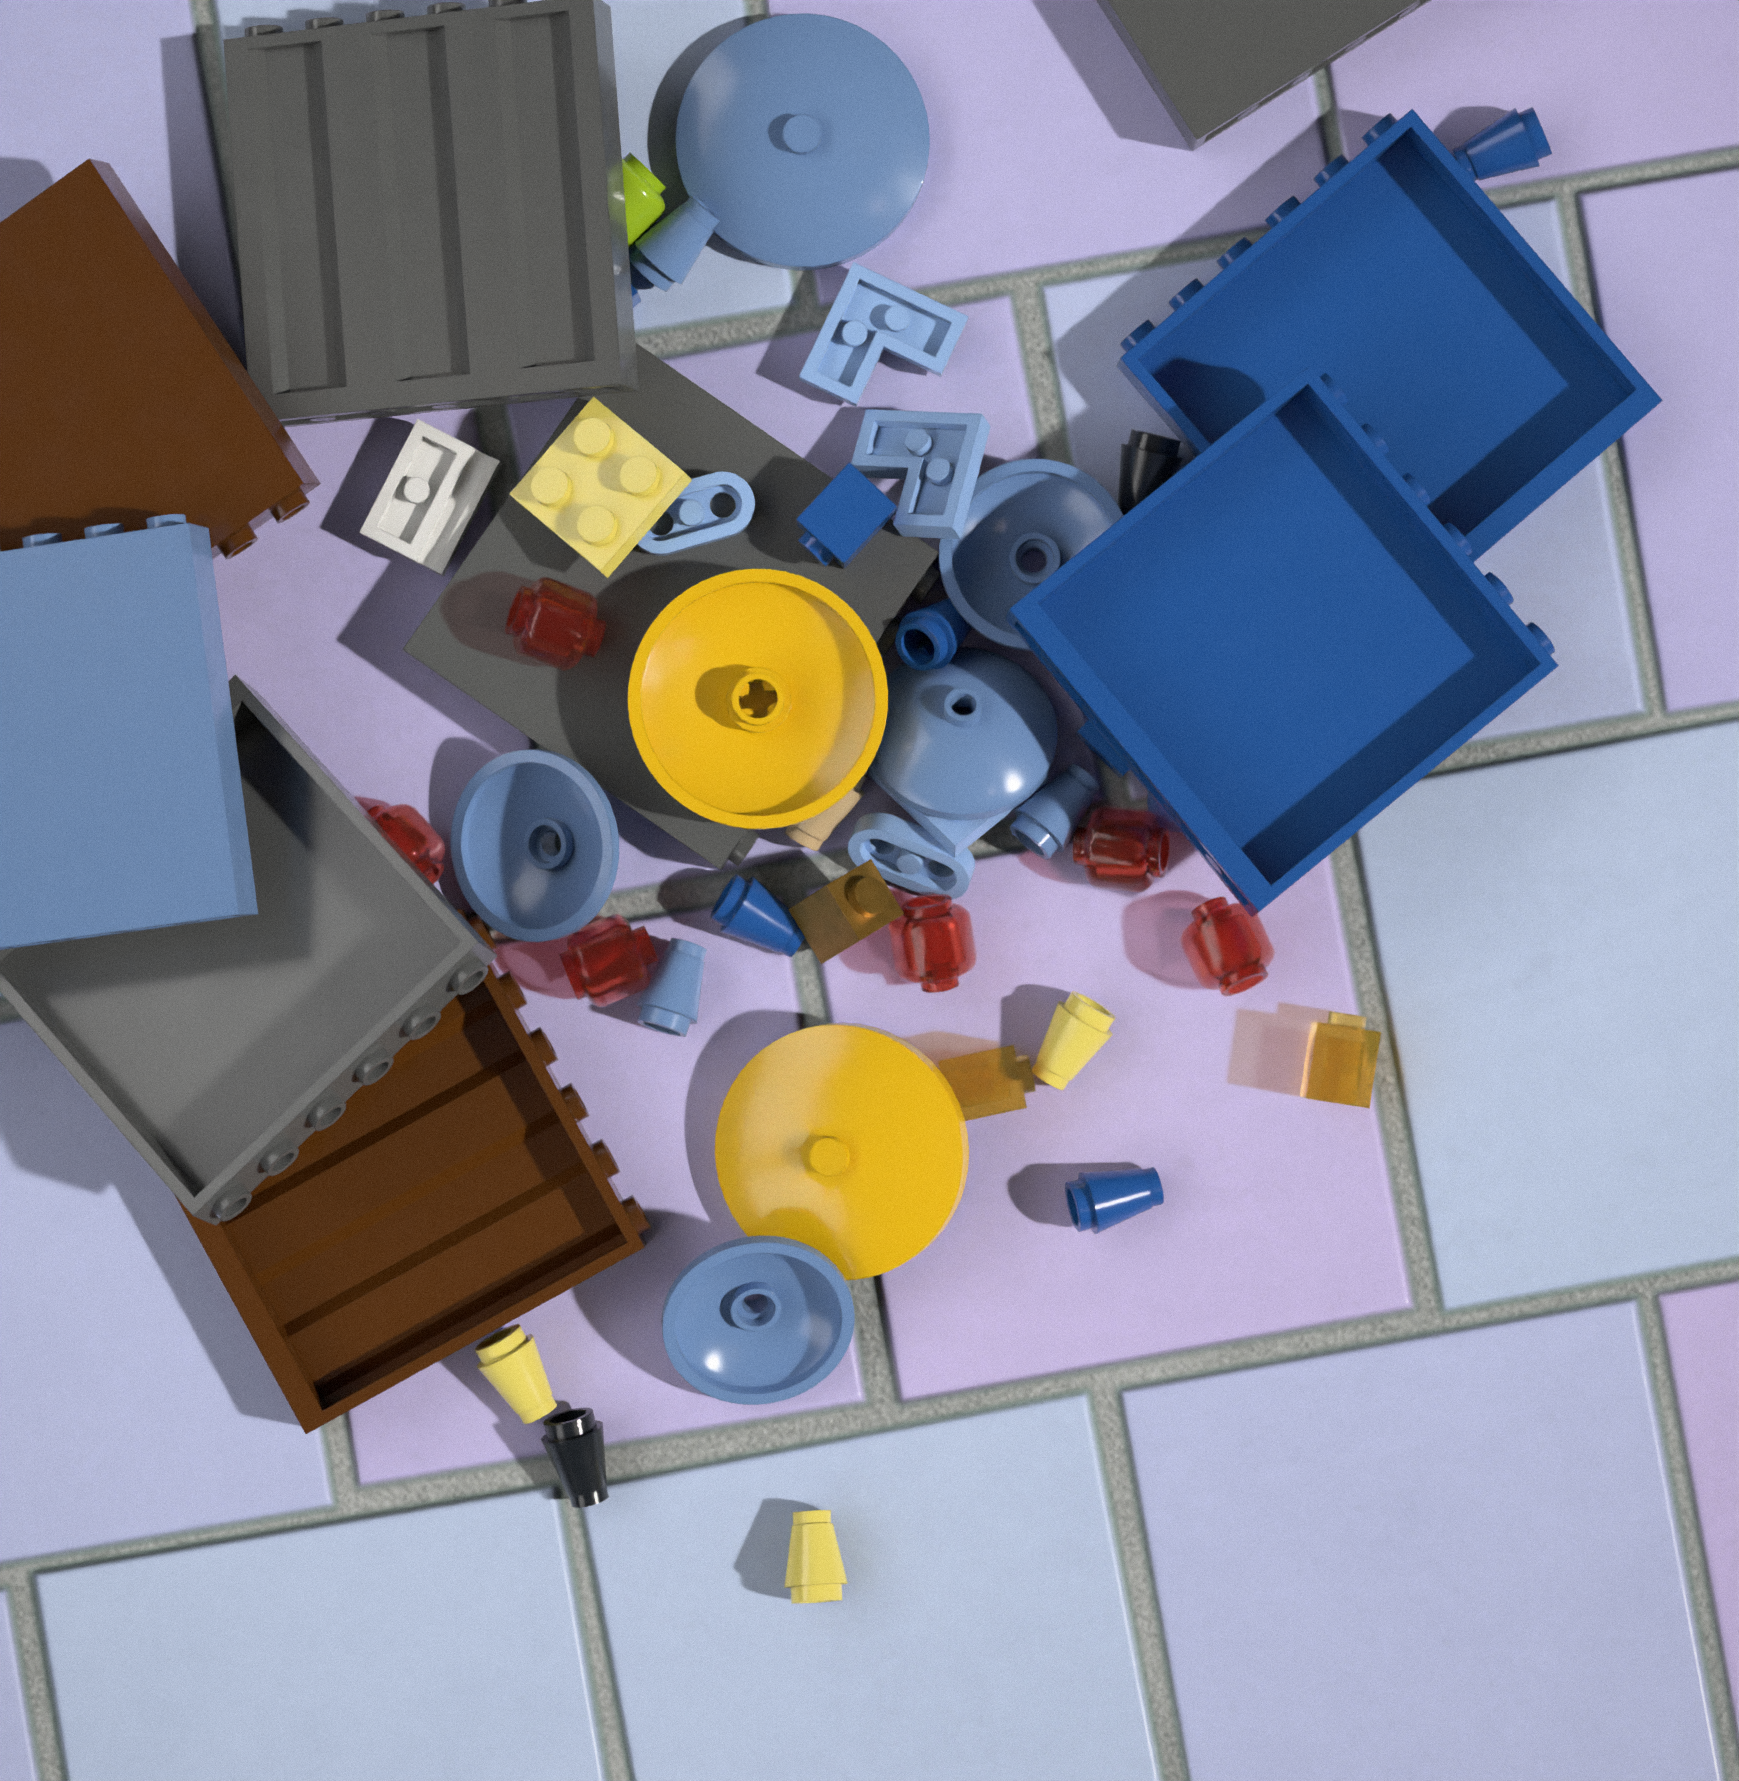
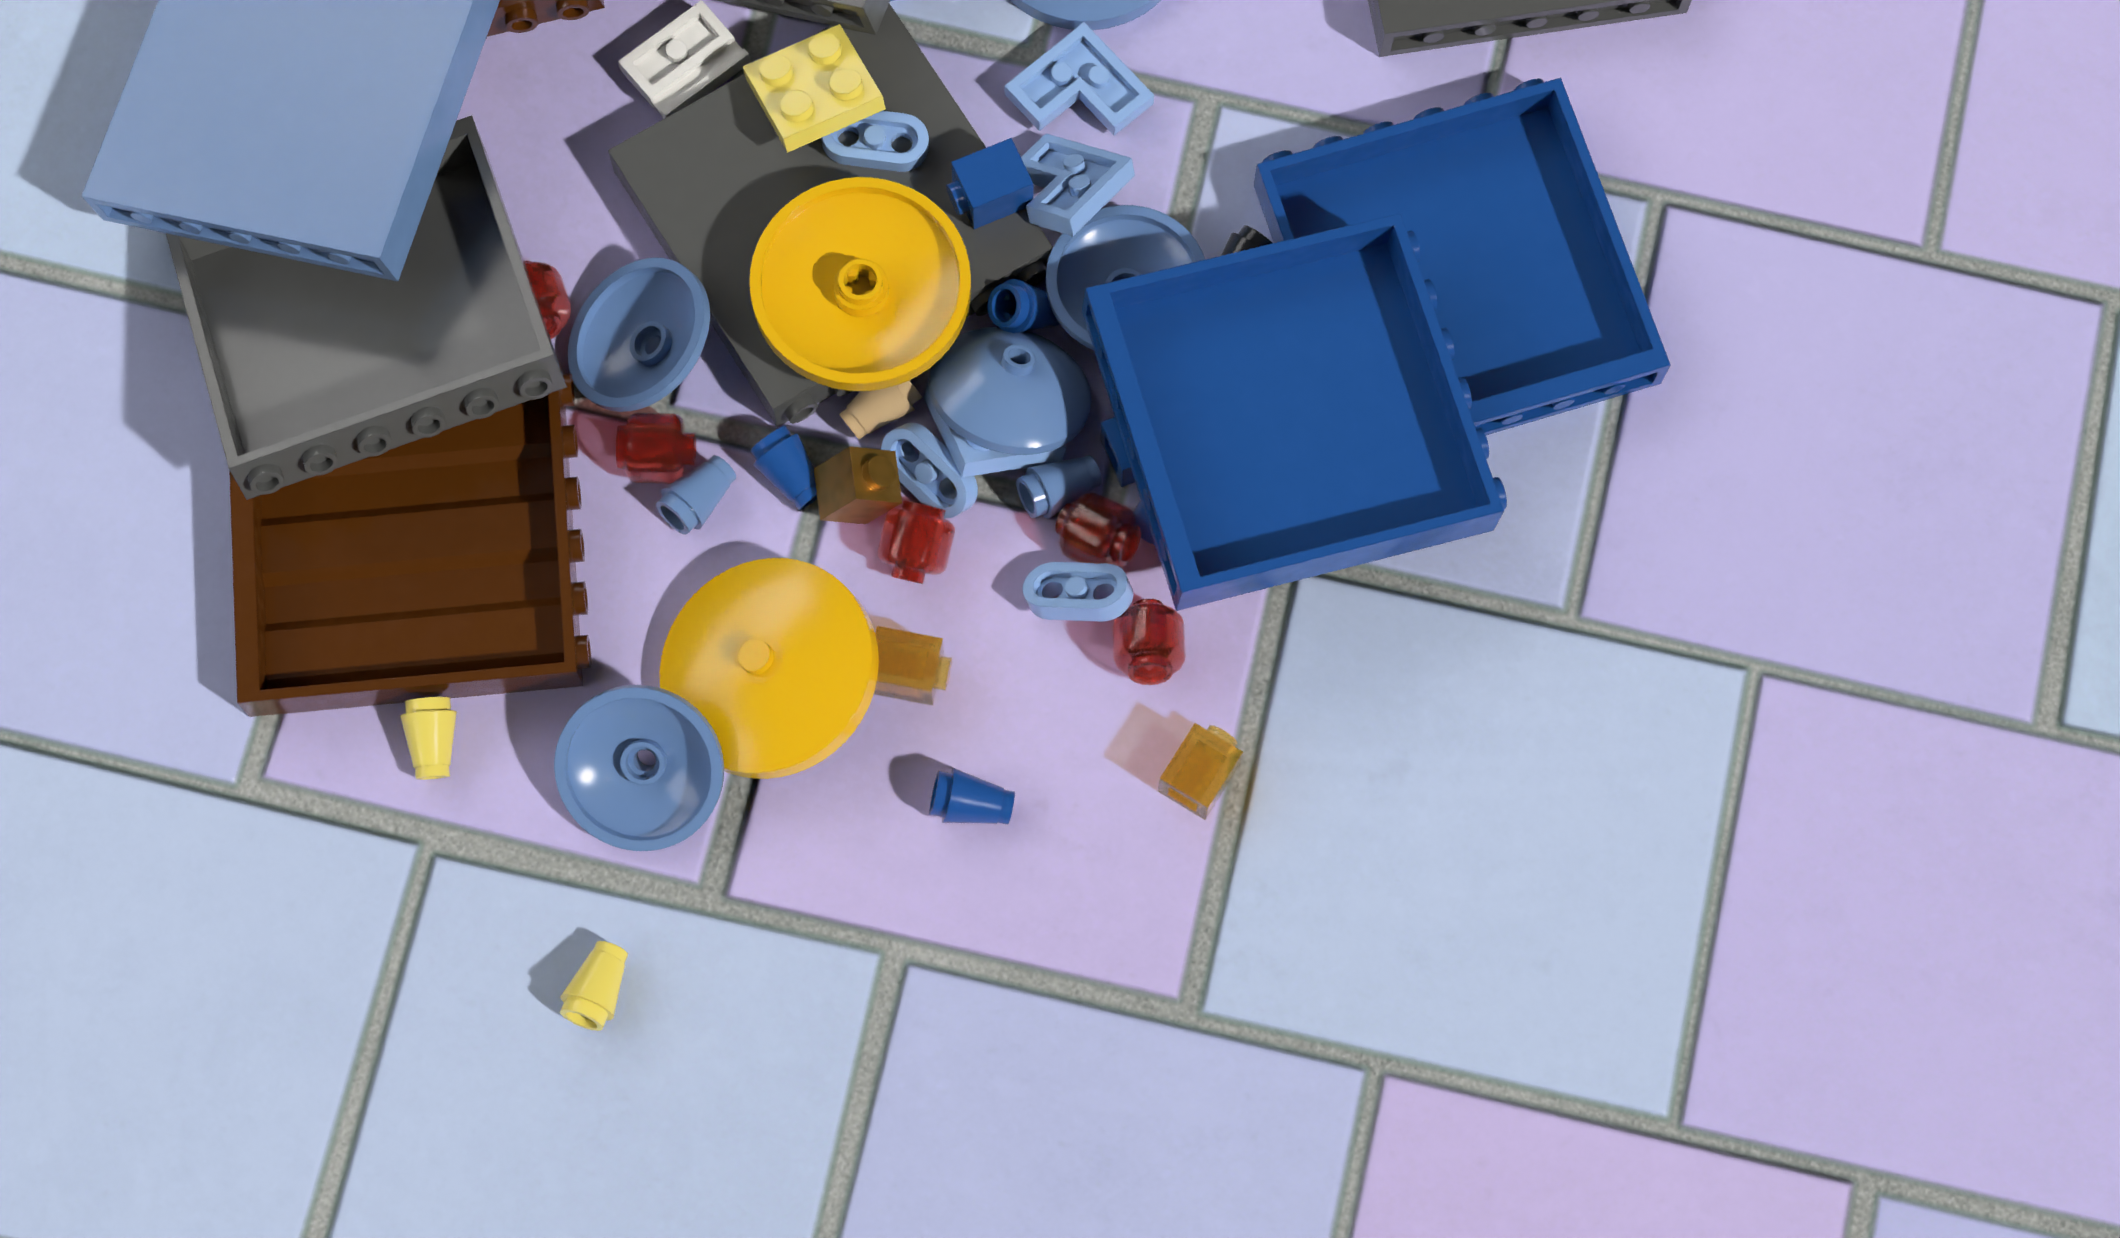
camera: 25 degrees right, 15 degrees down
(554, 623) = (731, 169): clear red head -> none
(578, 1455) = (446, 821): black cone -> none
(1072, 1039) = (992, 663): light yellow cone -> none
(1134, 925) = (1085, 591): none -> light blue plate
(1505, 146) = (1623, 141): blue cone -> none

